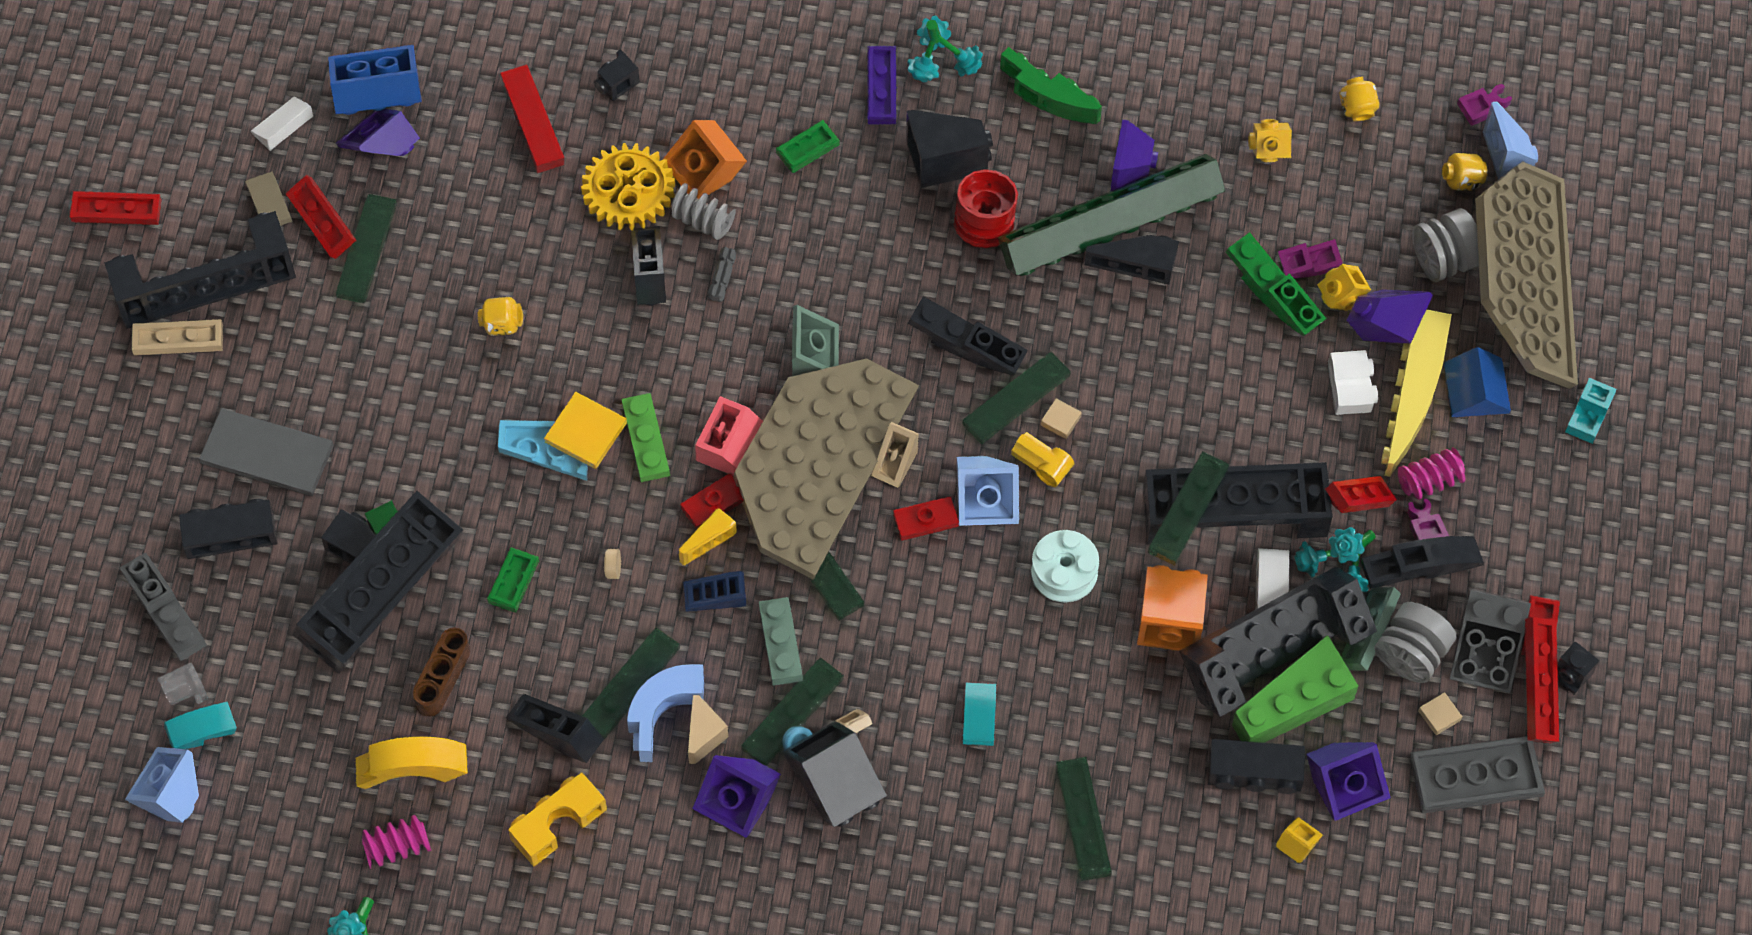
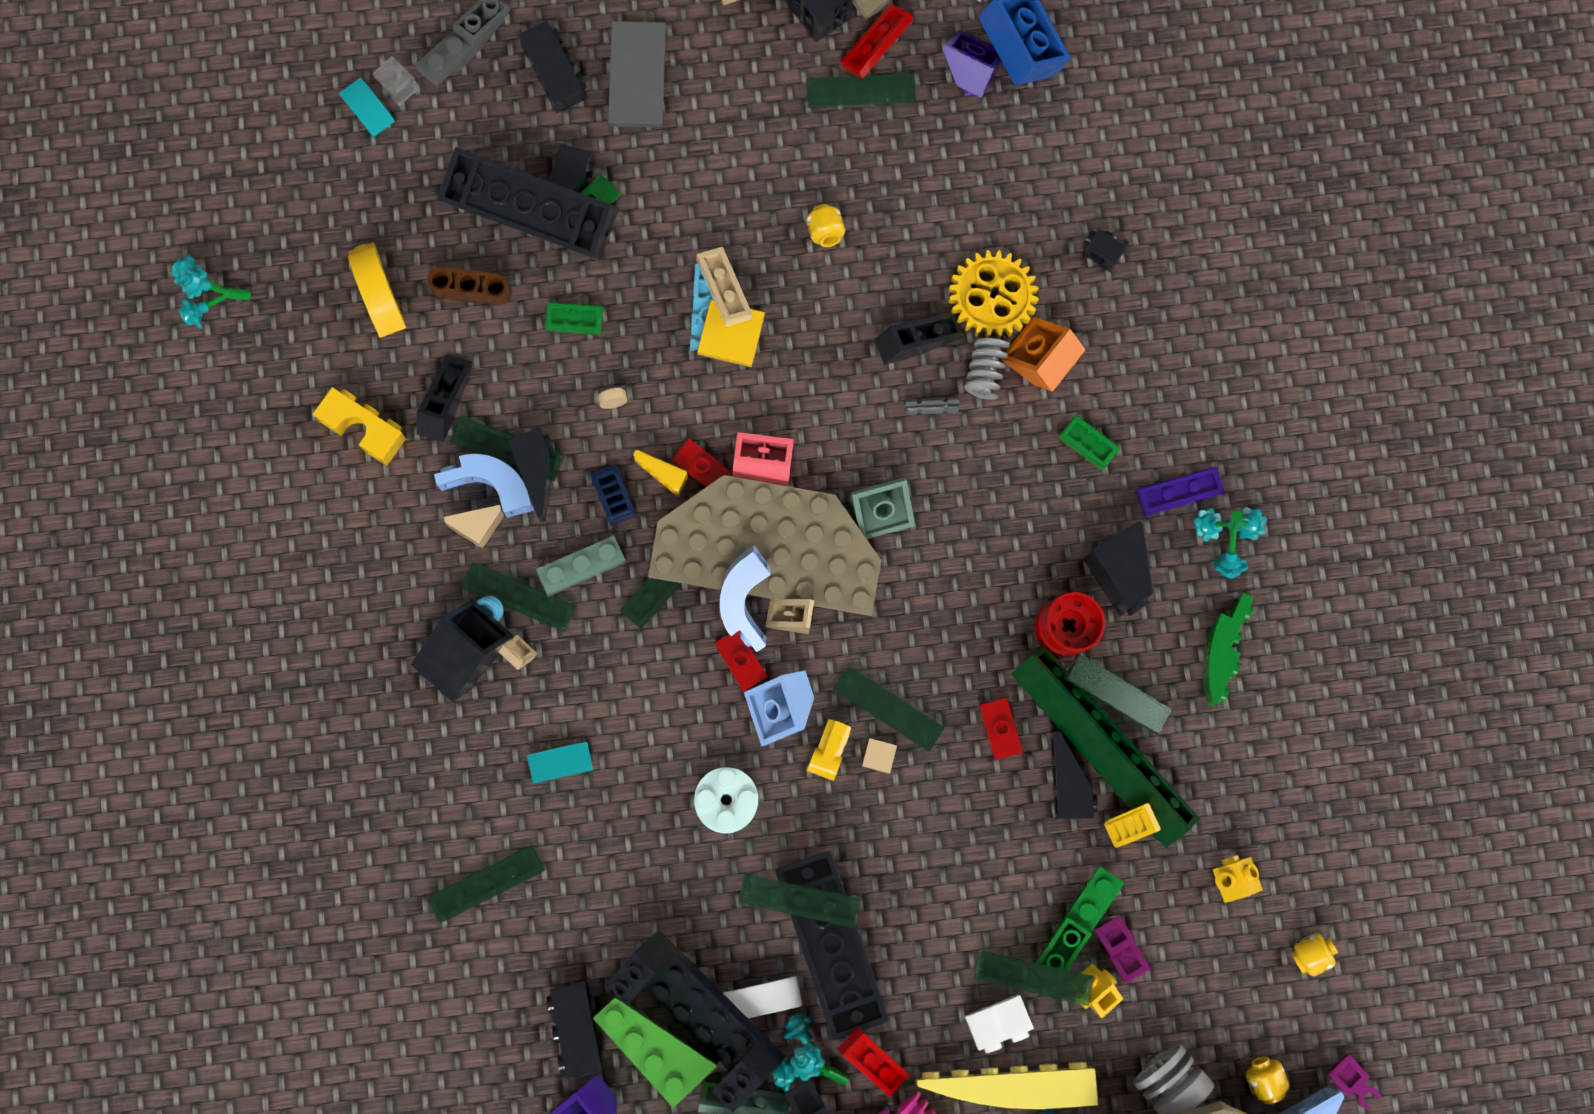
camera: 70 degrees right, 15 degrees up
(167, 785) = (301, 97): light blue slope -> none
(395, 841) = (302, 300): dark pink piece -> none
(532, 119) = (1036, 188): red slope -> none
(536, 418) = (724, 286): none -> tan plate
(645, 437) = (748, 388): bright green plate -> none
(656, 650) = (535, 466): none -> black slope
(736, 792) = (424, 571): dark purple slope -> none
(857, 492) = (741, 576): none -> light blue arch
(968, 341) = (932, 646): black slope -> none
(1065, 188) = (1117, 693): none -> clear green tile
(1067, 304) = (1000, 729): none -> red plate
(1133, 156) = (1170, 749): dark purple slope -> none
(1172, 608) = (710, 911): orange slope -> none
(1196, 227) = (1130, 827): none -> yellow slope
(1298, 840) = (519, 1087): yellow slope -> none
(1317, 335) = (1034, 977): none -> clear green tile
(1389, 315) = (1081, 1043): dark purple slope -> none

